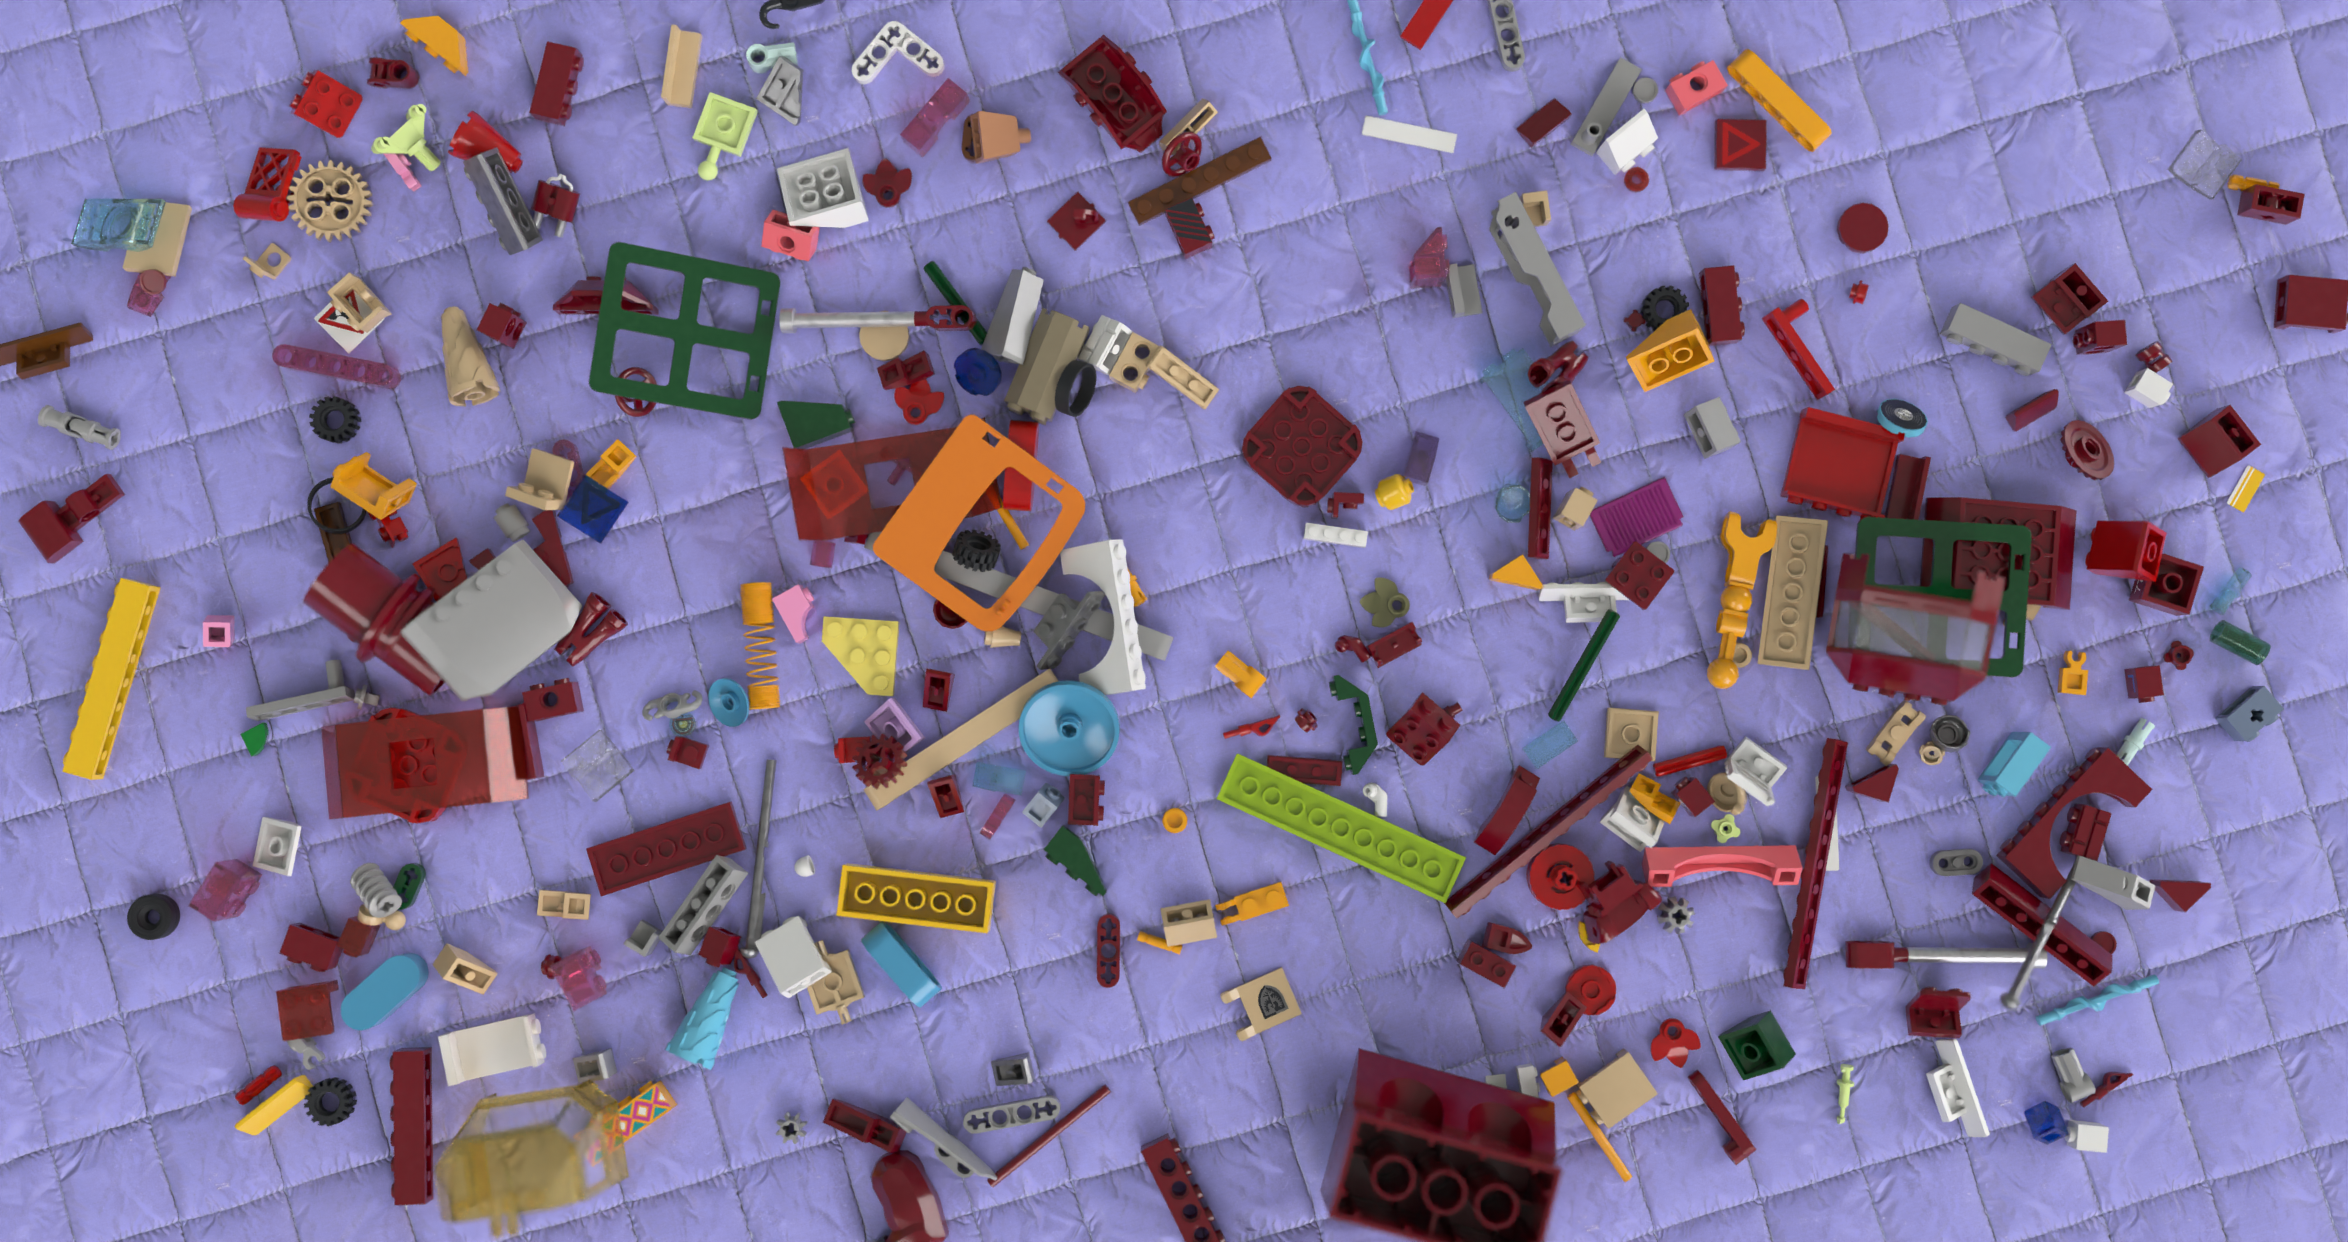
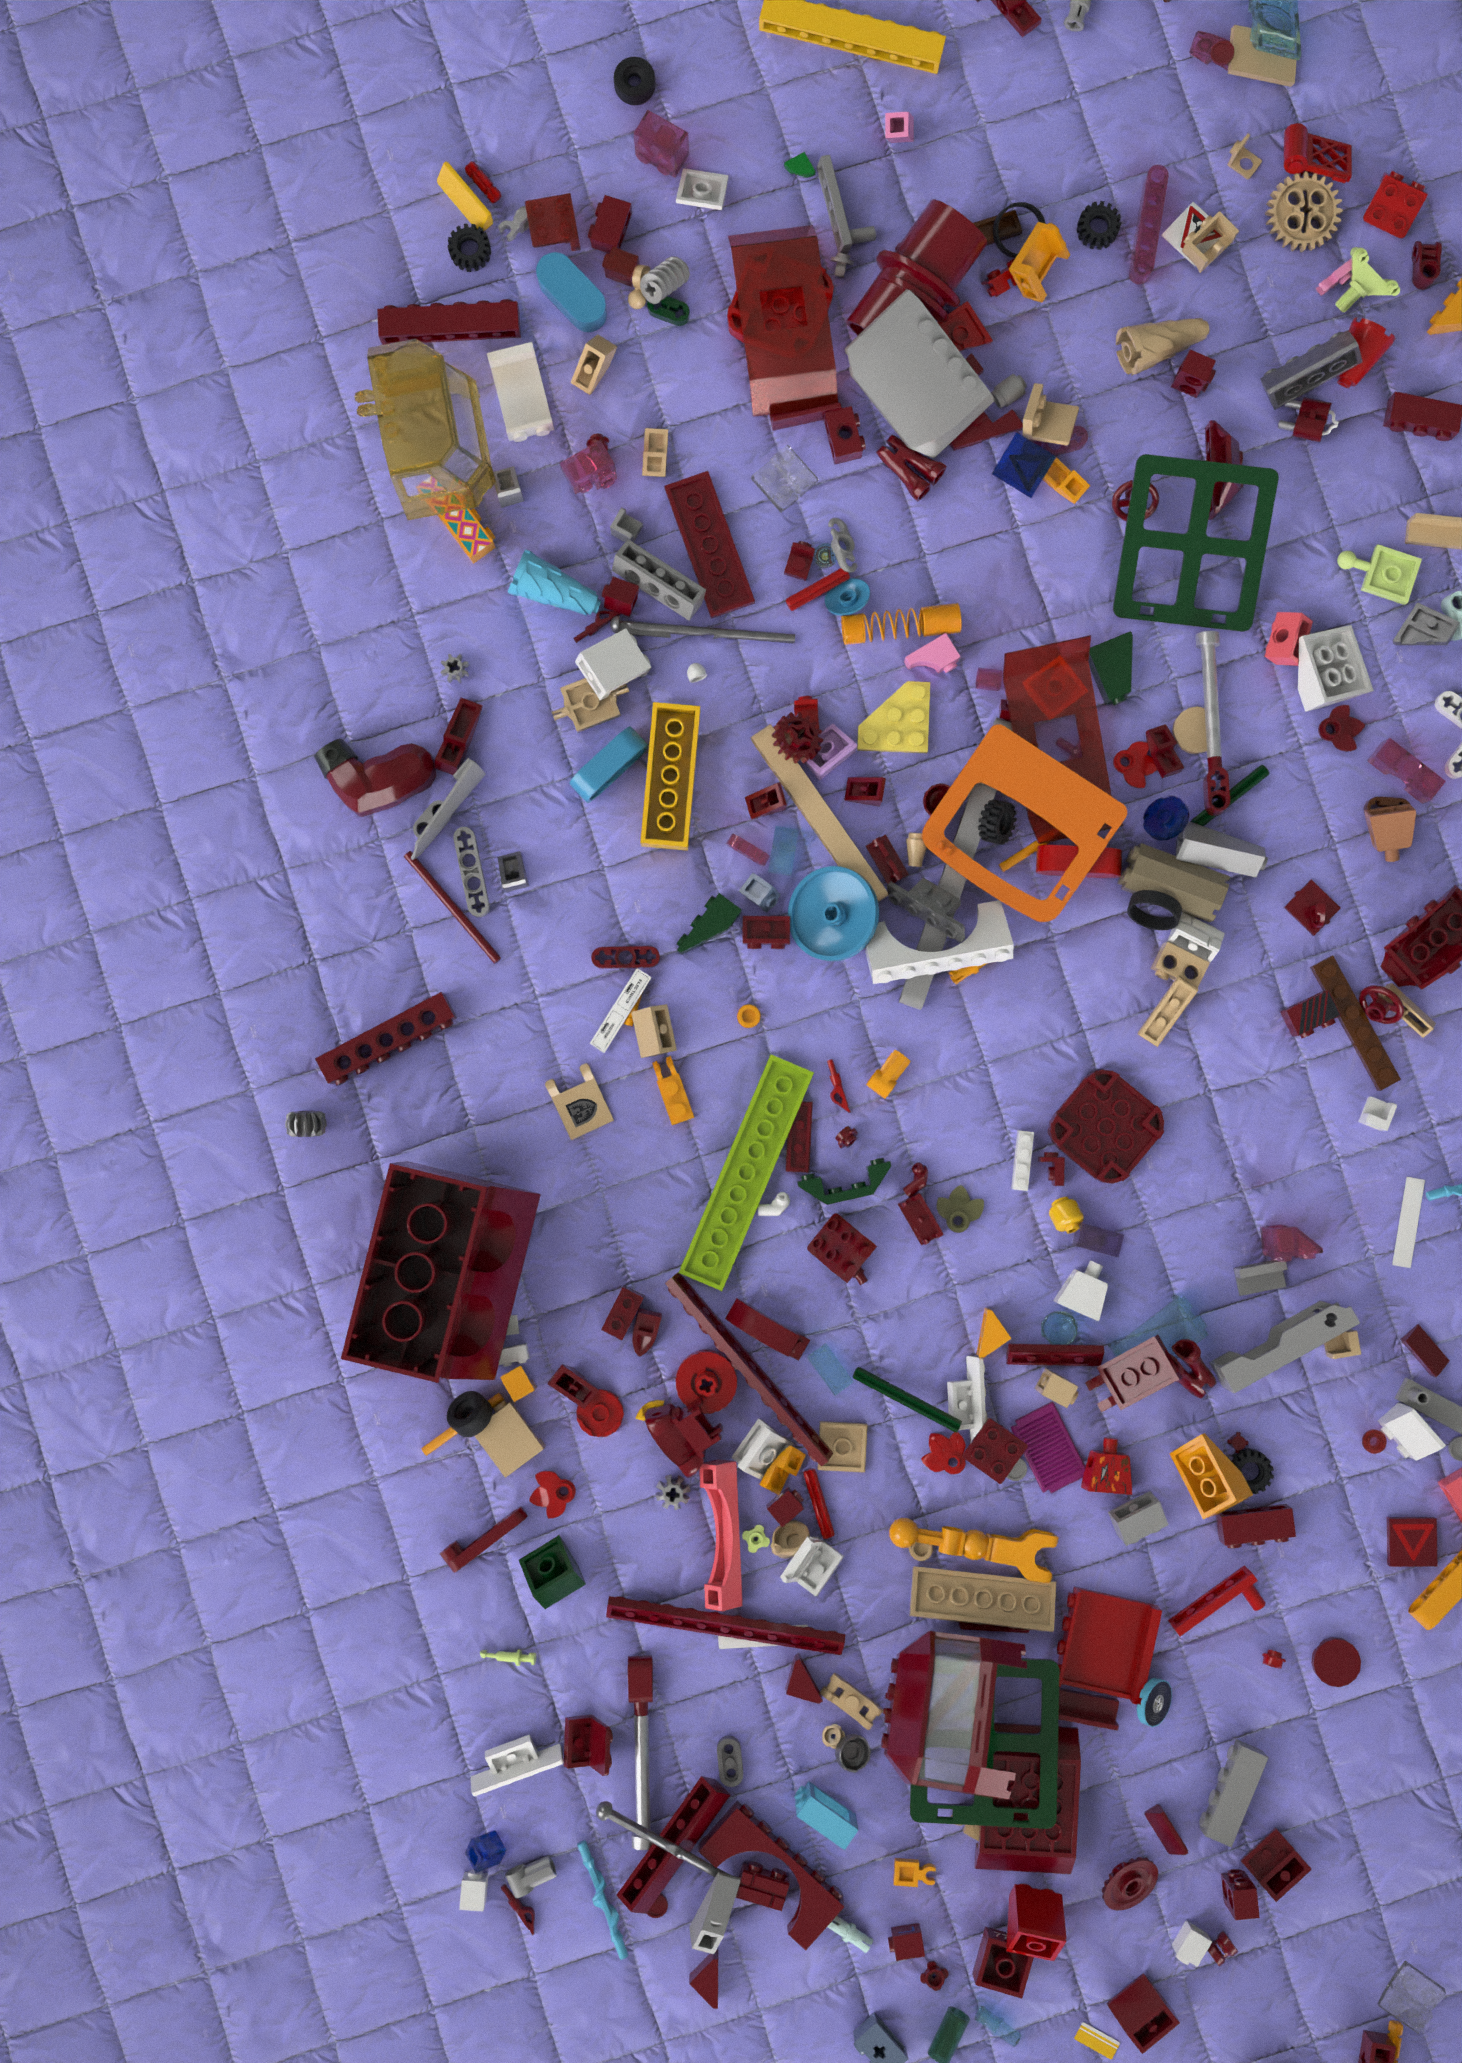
camera: 85 degrees right, 0 degrees up
(719, 734) = (817, 589): none -> red axle
(1012, 668) = (887, 859): none -> dark red hinge
(1165, 957) = (620, 1010): none -> white sticker
(1295, 162) = (1377, 1114): none -> white panel
(1475, 475) = (1084, 1292): none -> white torso
(1597, 1122) = (476, 1421): none -> black tyre
(1637, 628) = (943, 1450): none -> red plate
(1661, 457) = (1108, 1470): none -> red torso

